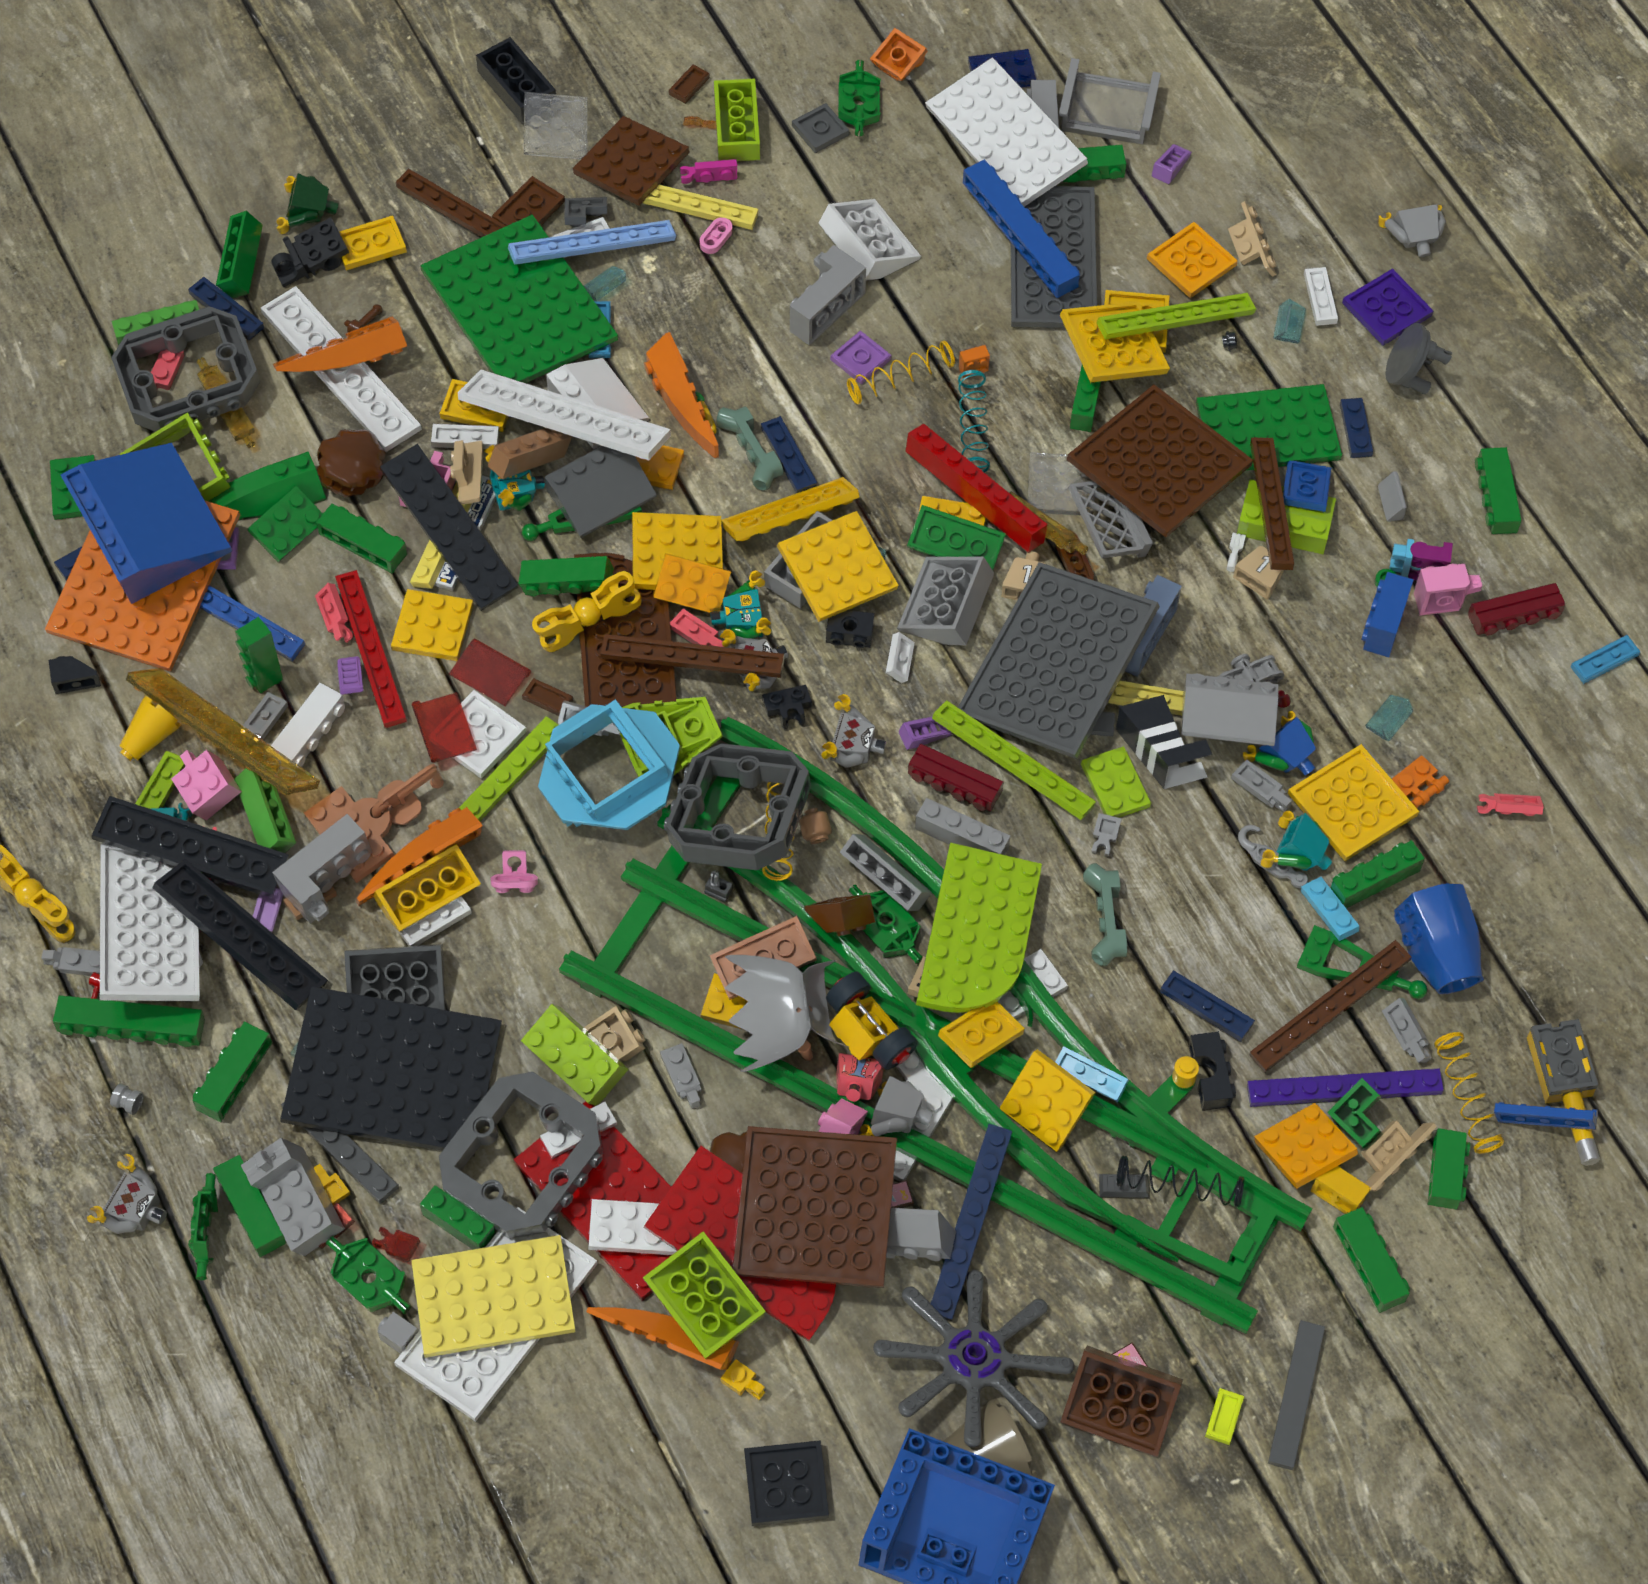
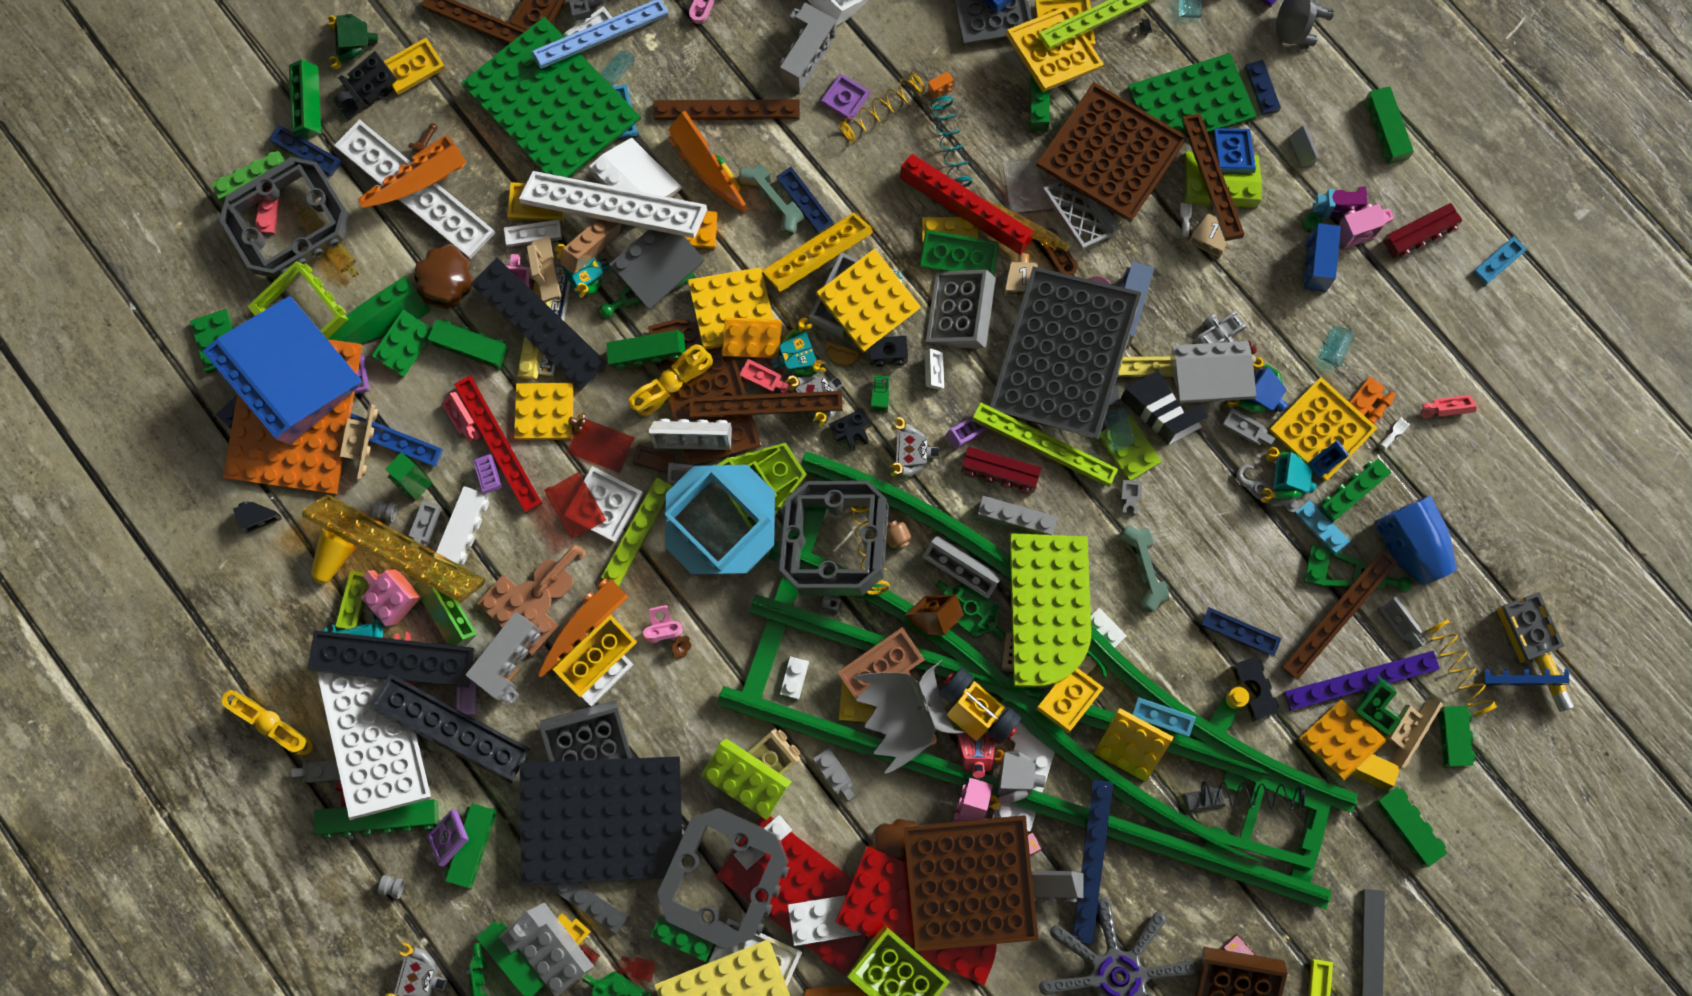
camera: 10 degrees left, 15 degrees up
(207, 612) = (356, 440): none -> tan bracket
(207, 1053) = (447, 837): none -> medium lavender piece
(220, 695) = (384, 511): none -> light grey wheel
(467, 641) = (577, 423): none -> reddish brown plant
(531, 901) = (680, 646): none -> reddish brown plant
(596, 672) = (691, 435): none -> white slope
(658, 961) = (794, 678): none -> white plate
(724, 347) = (728, 109): none -> reddish brown plate
(794, 625) = (841, 355): none -> pearl gold tile
(830, 673) = (880, 394): none -> green leg
(1105, 756) = (1119, 429): none -> clear light blue slope
(1351, 830) = (1328, 459): none -> blue slope
(1446, 819) = (1399, 427): none -> white piece

